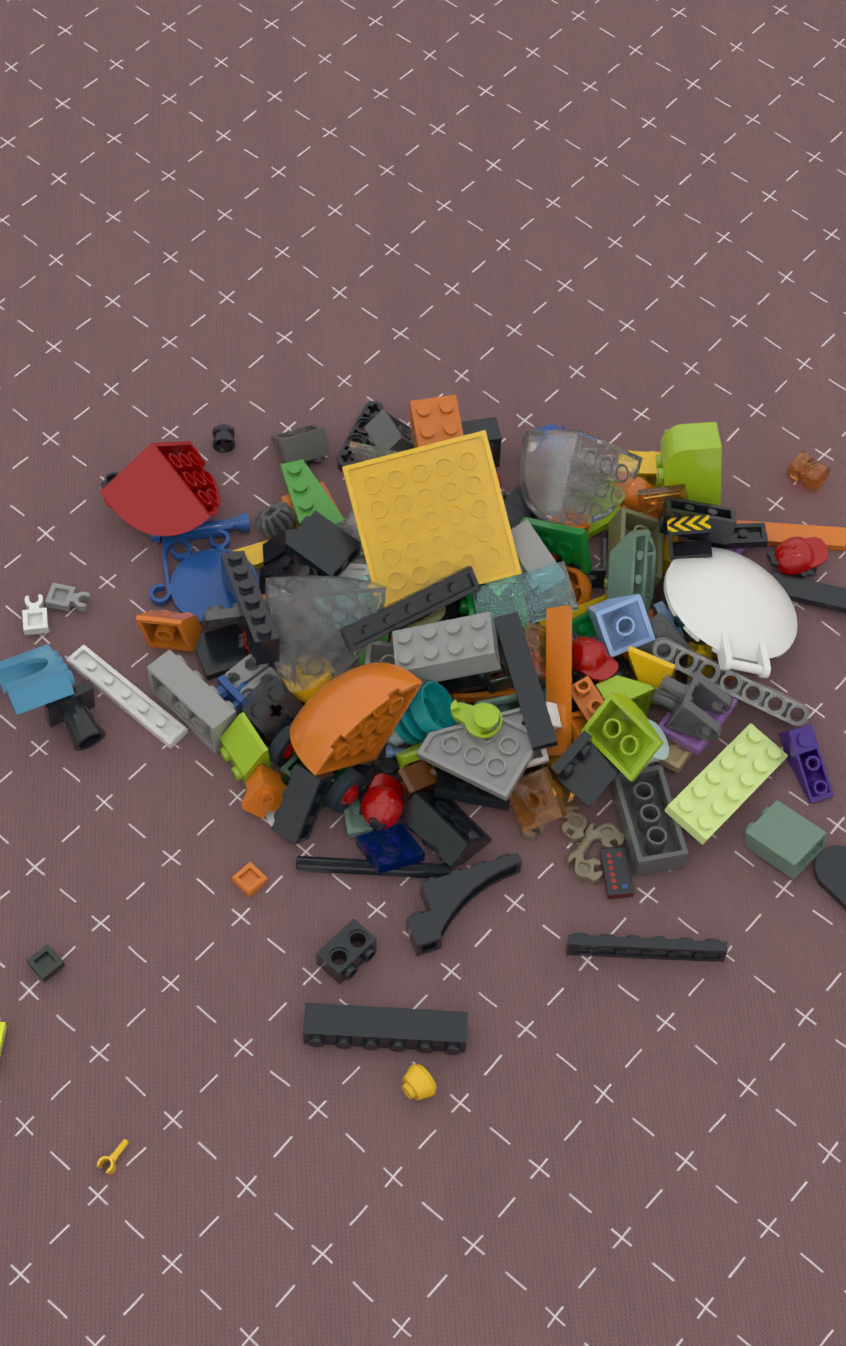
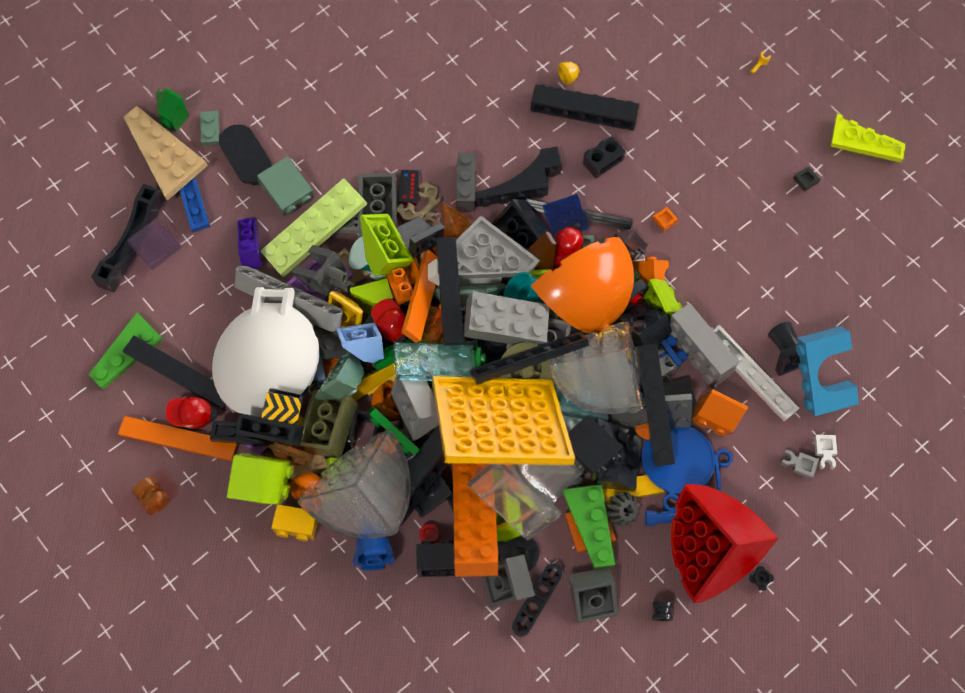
camera: 170 degrees left, 10 degrees up
(478, 718) = (491, 268): lime piece -> none
(538, 883) = (465, 182): none -> dark grey brick
(646, 948) = (402, 131): black plate -> none

